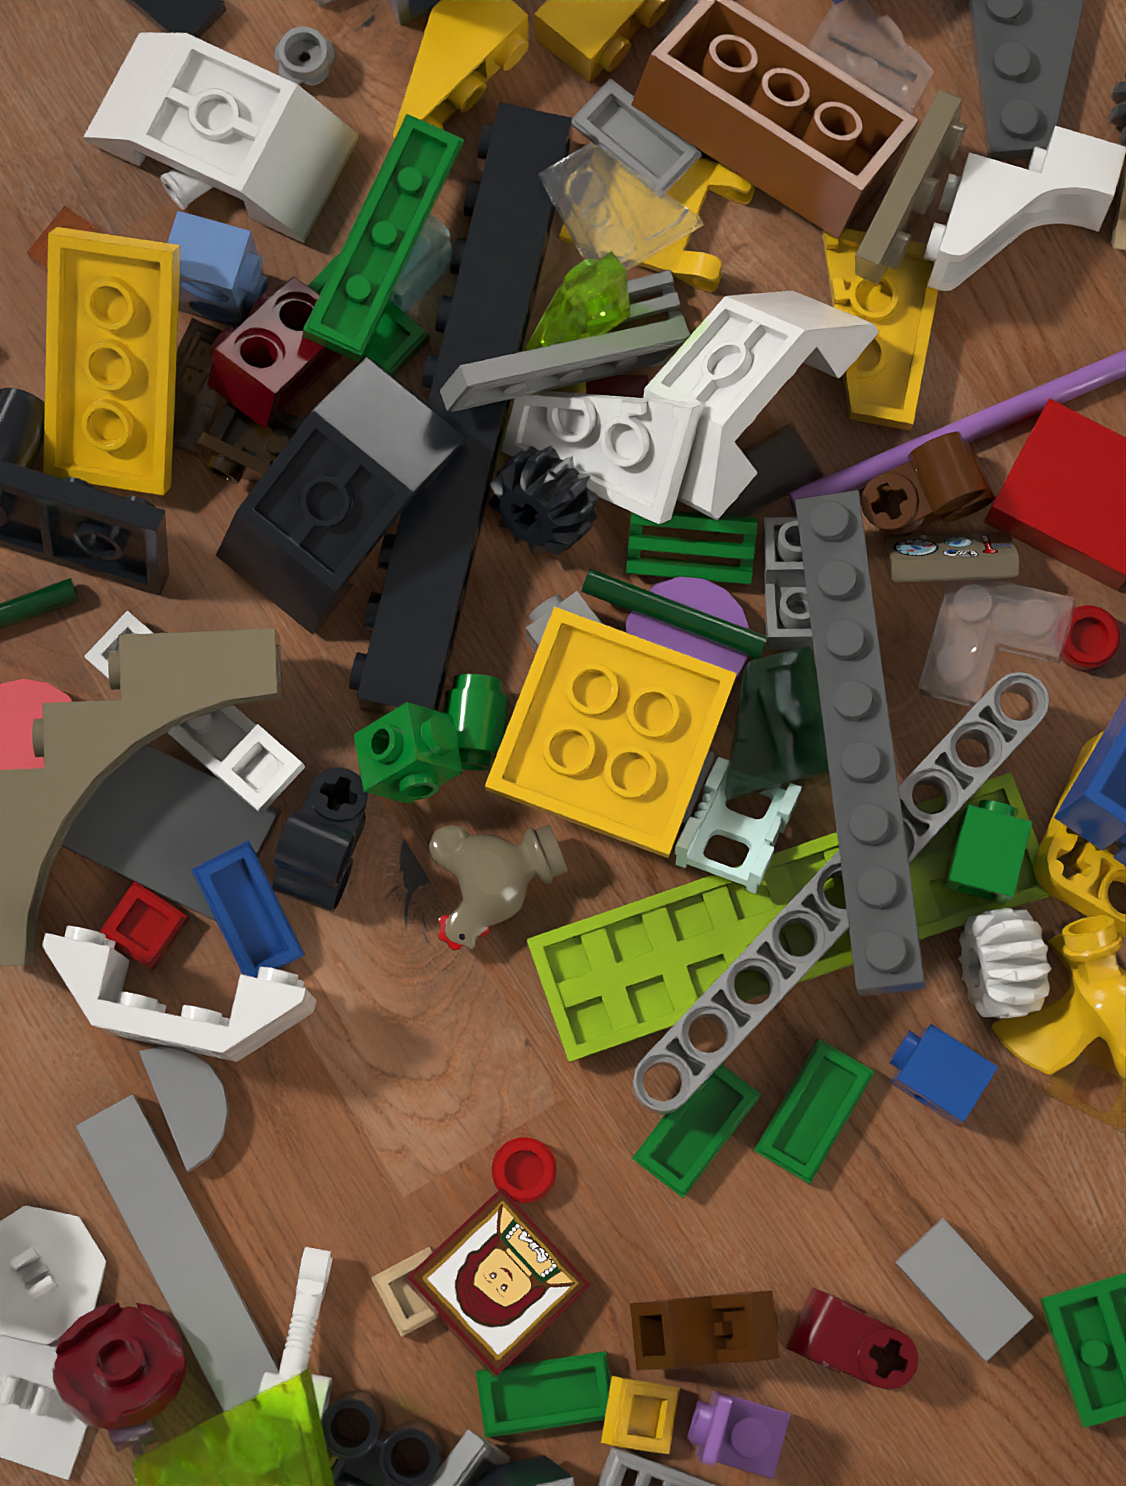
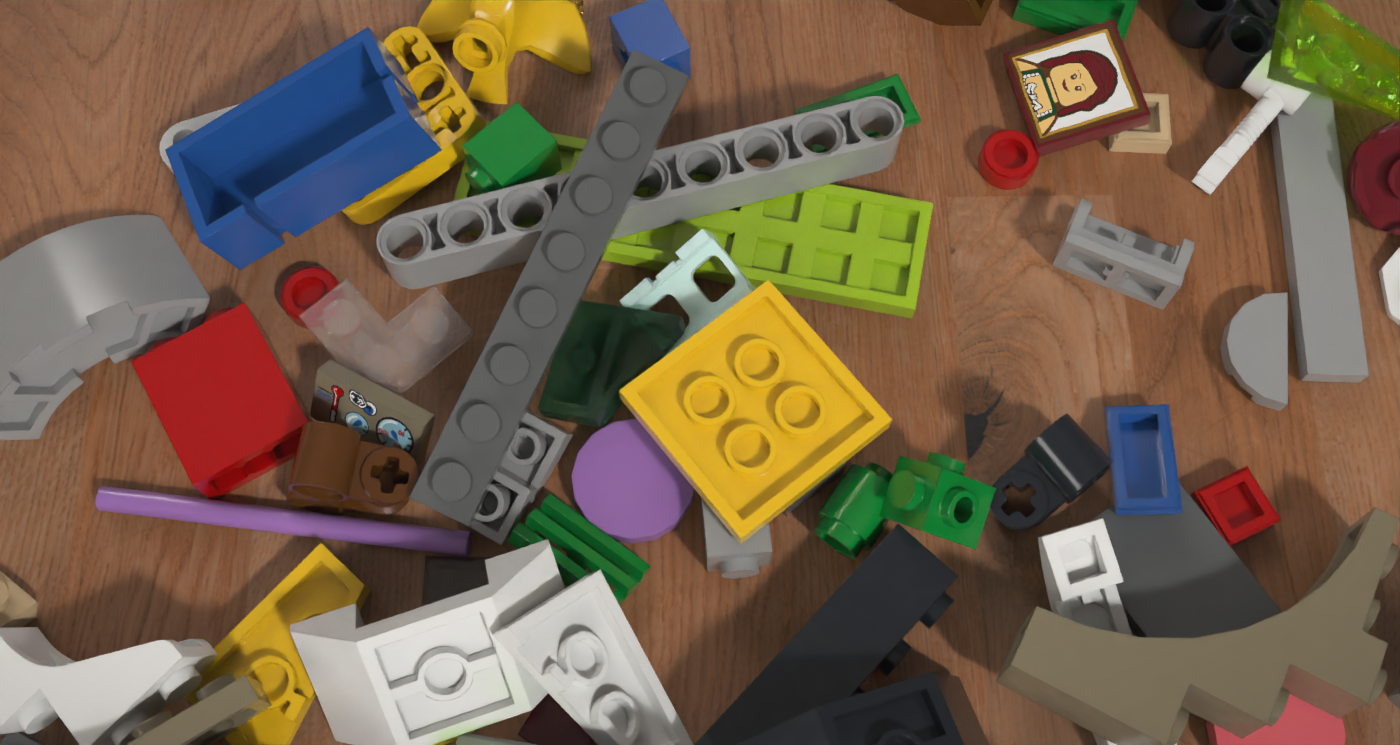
camera: 150 degrees left, 10 degrees down
(97, 977) = (1269, 394): white slope -> none
(361, 1124) = (1122, 258): none -> light grey hinge
(491, 877) = (917, 374): dark tan animal -> none
(543, 500) = (686, 662): black gear -> none
(674, 614) = (634, 499): dark green bar -> none
(813, 1111) = (761, 84): green tile -> none
(1004, 963) = (554, 82): white gear -> none

